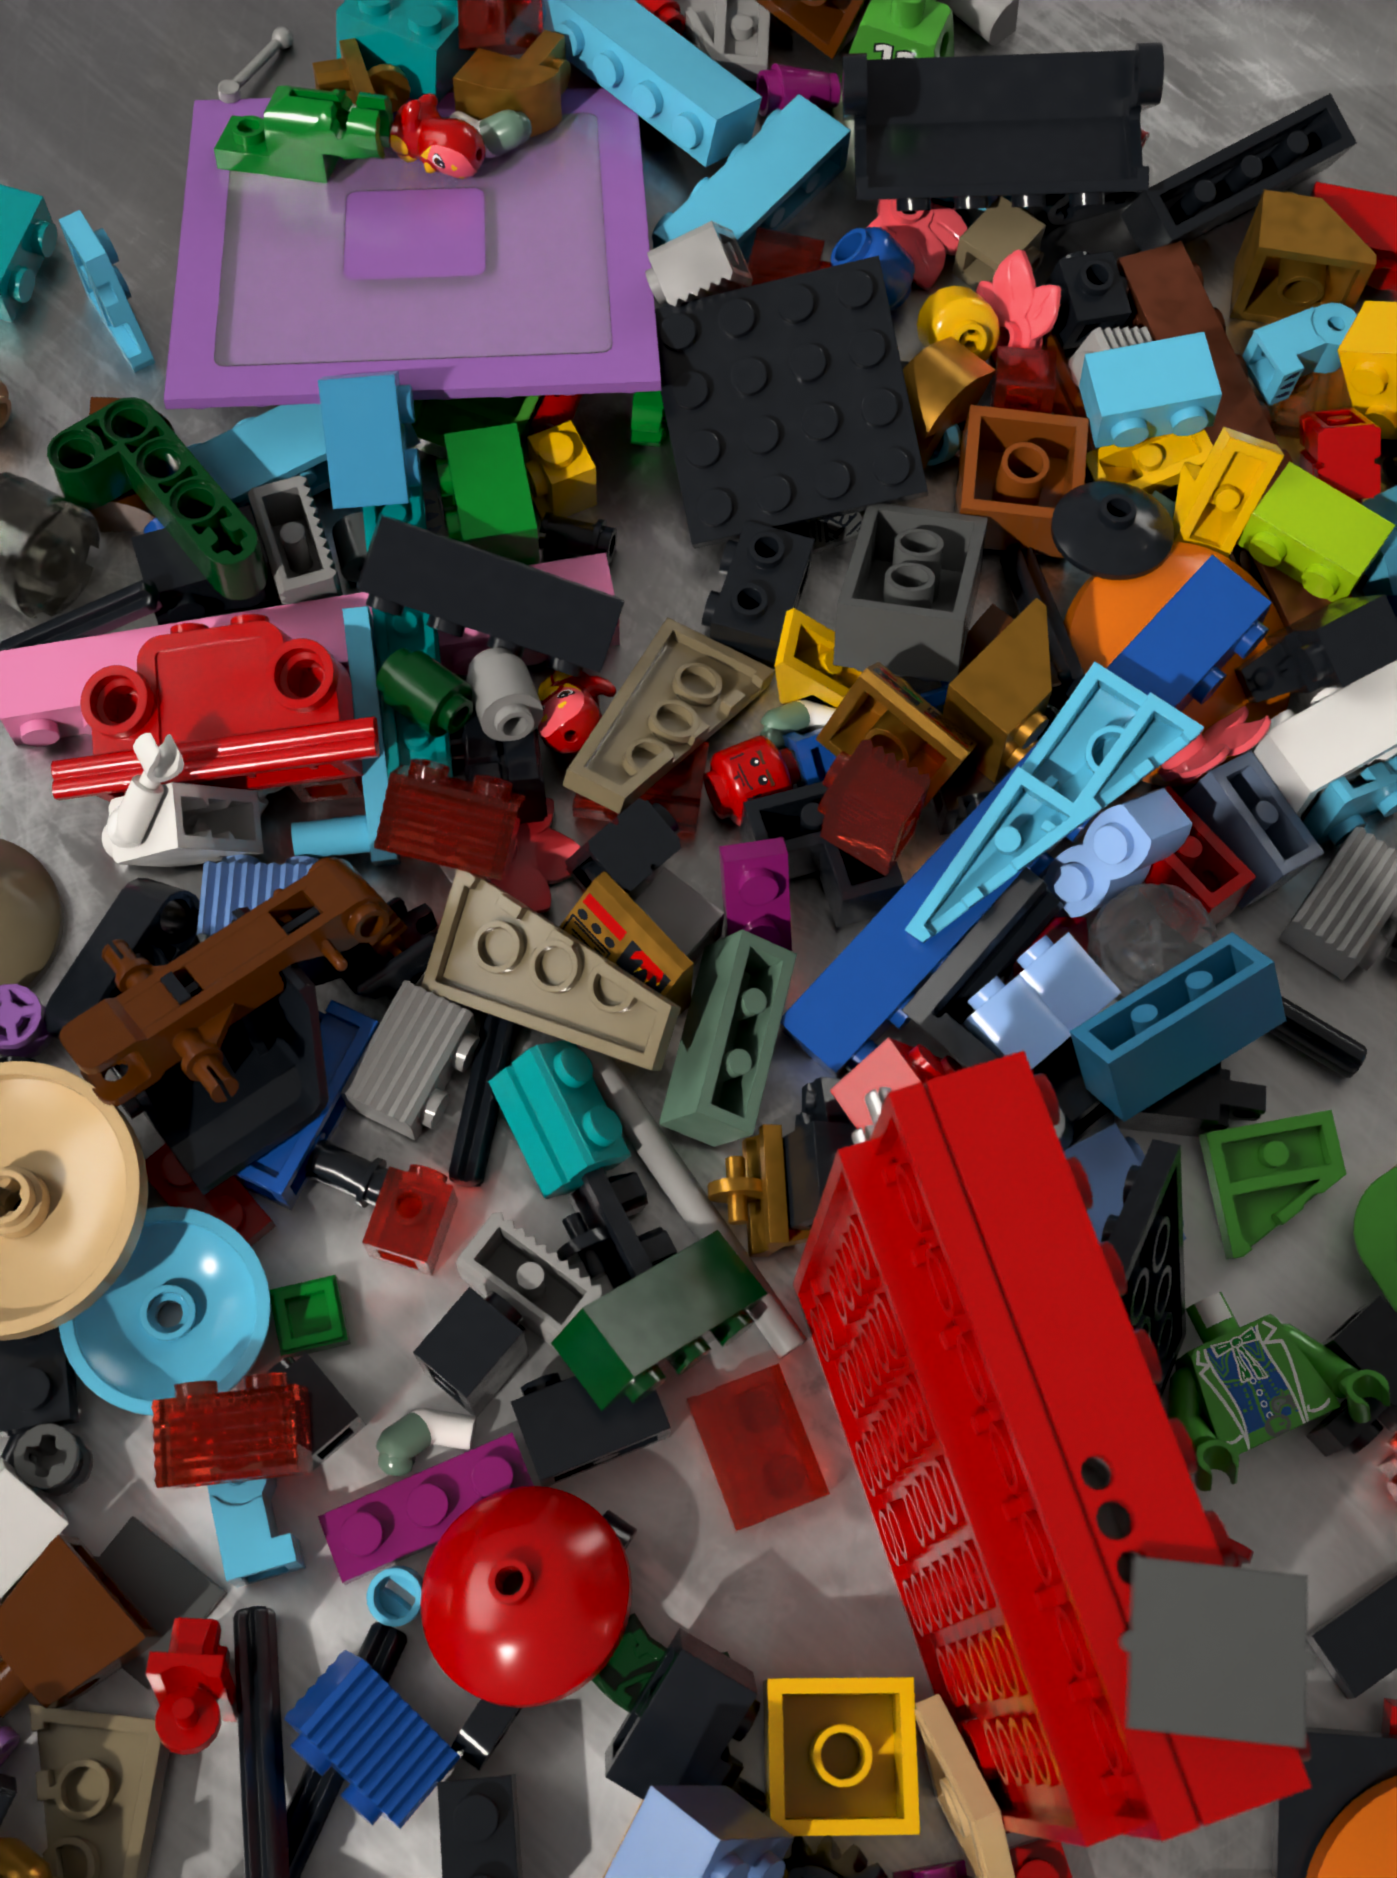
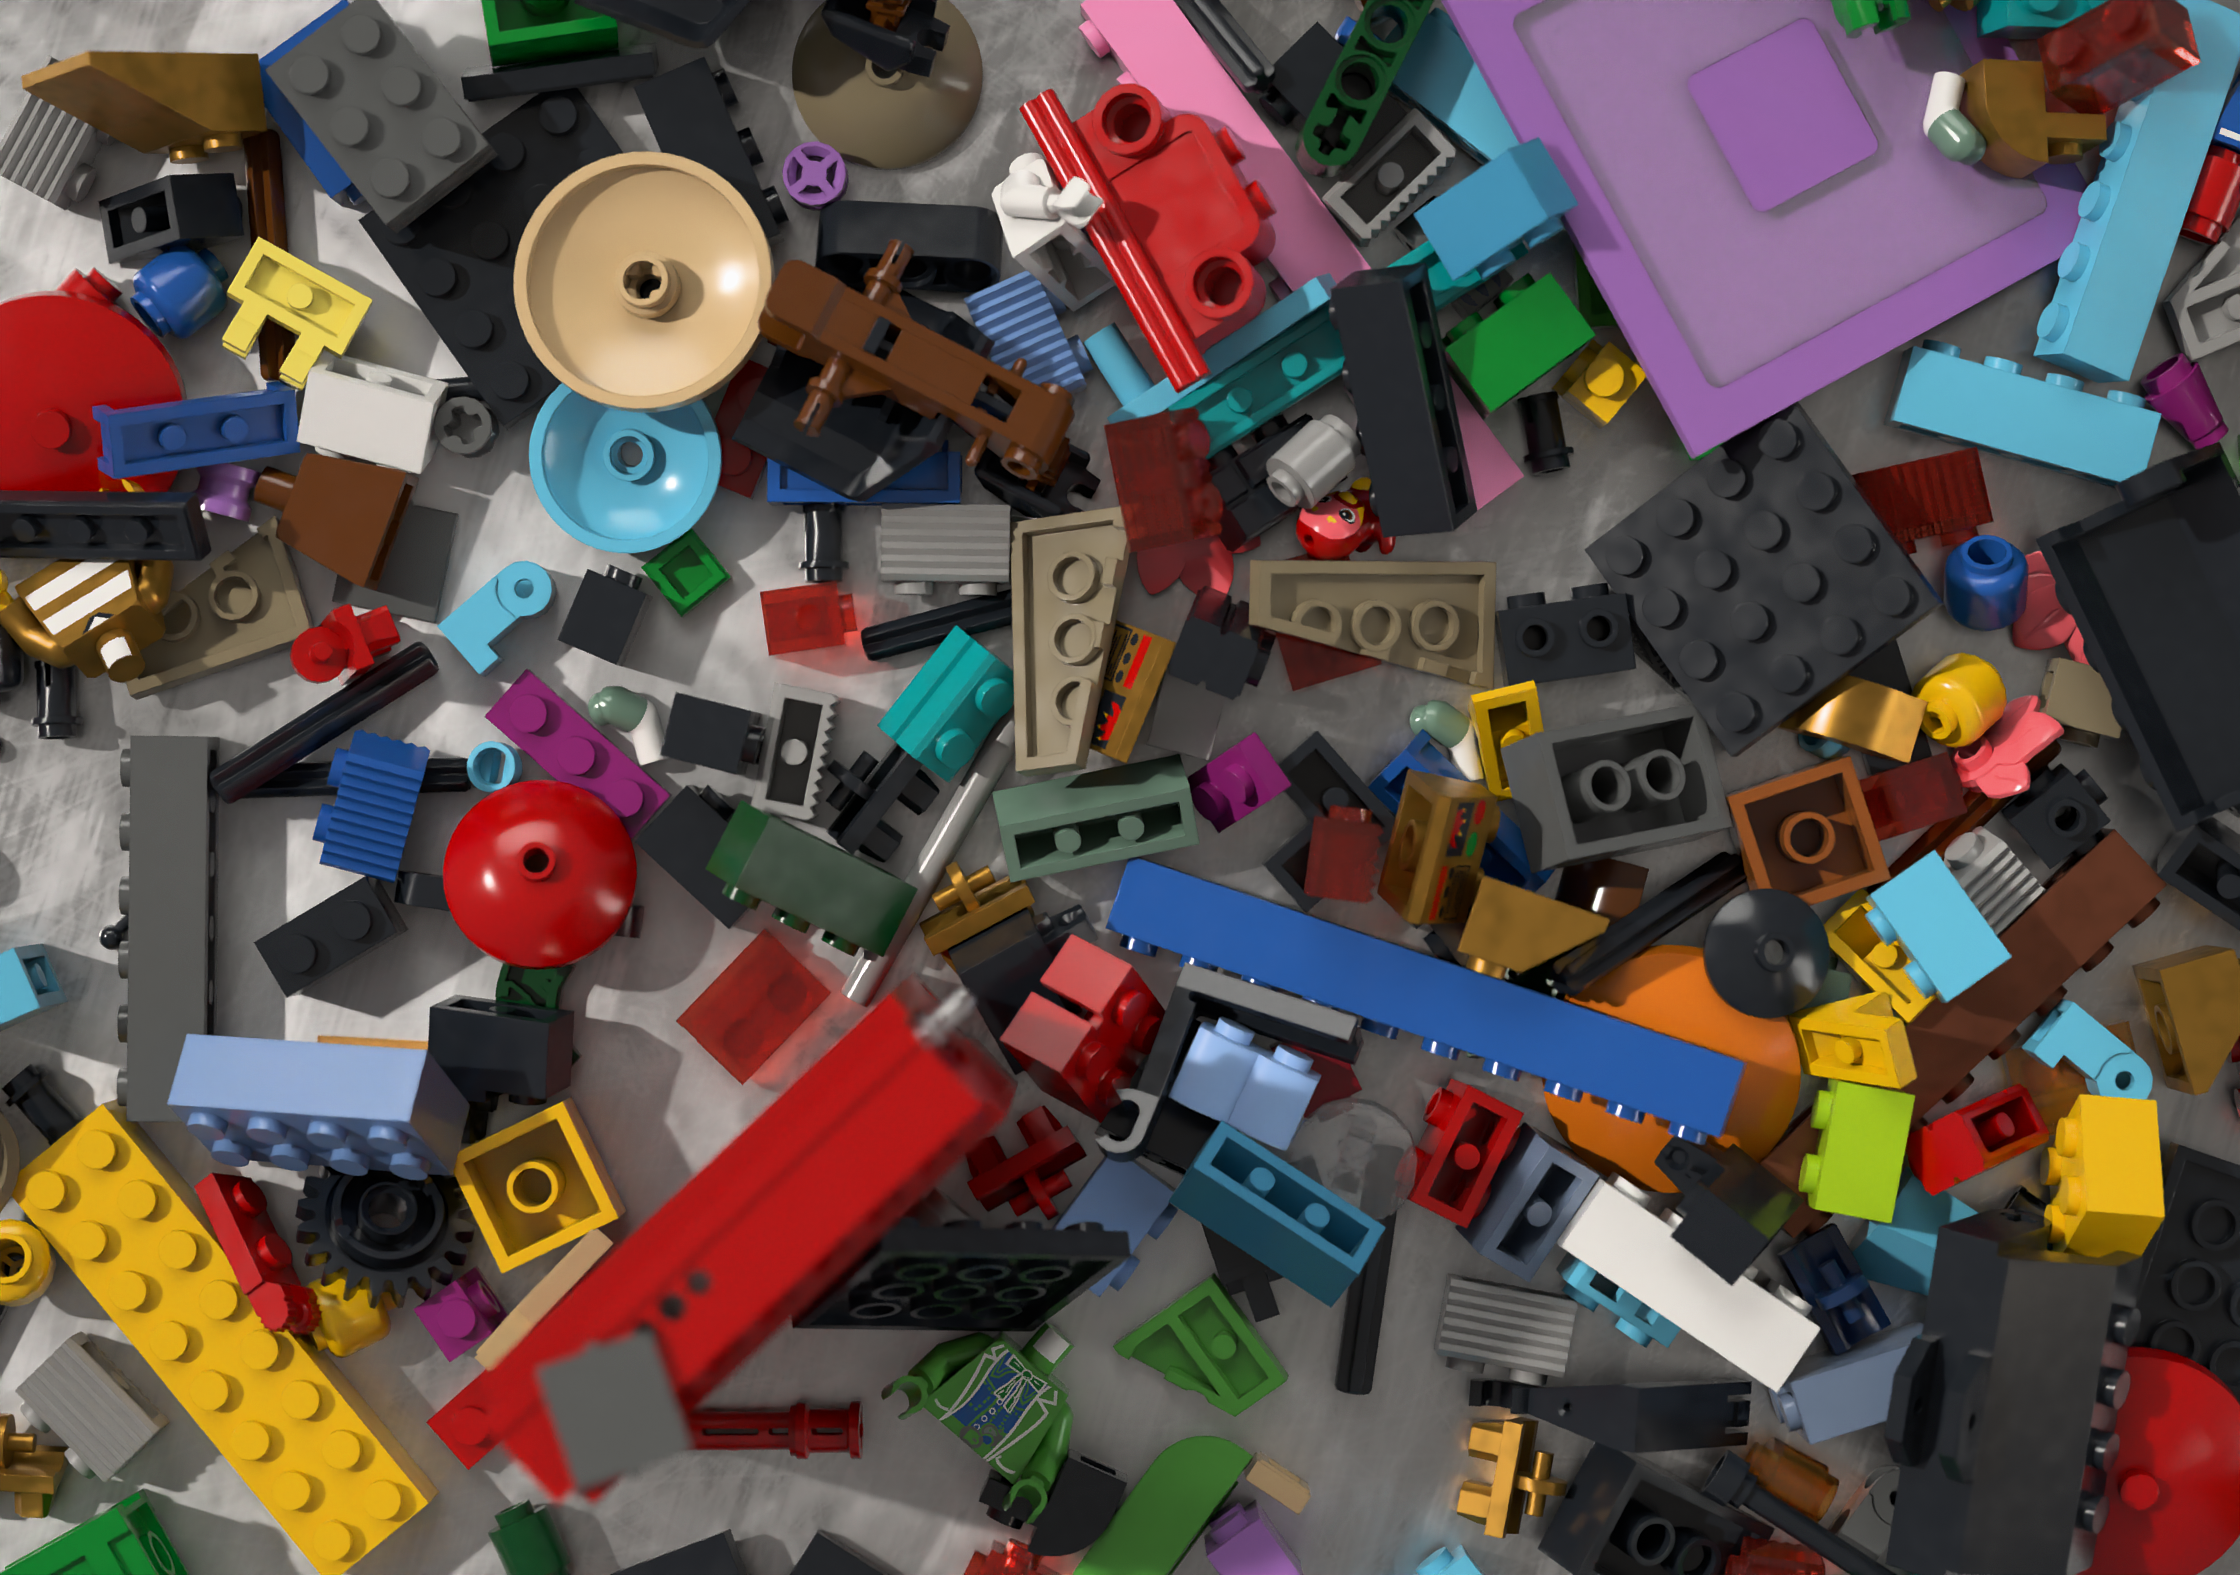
camera: 70 degrees right, 20 degrees up
(232, 1435) = (547, 574): clear red brick -> none
(425, 692) = (1275, 393): dark green brick -> none
(439, 143) = (1902, 83): red animal -> none
(697, 265) = (1864, 424): light grey brick -> none
(748, 773) = (1361, 721): red head -> none
(1084, 761) = (1483, 1033): medium azure wedge -> none
(1117, 851) = (1422, 1093): light blue brick -> none
(1222, 739) = (1585, 1144): coral plate -> none

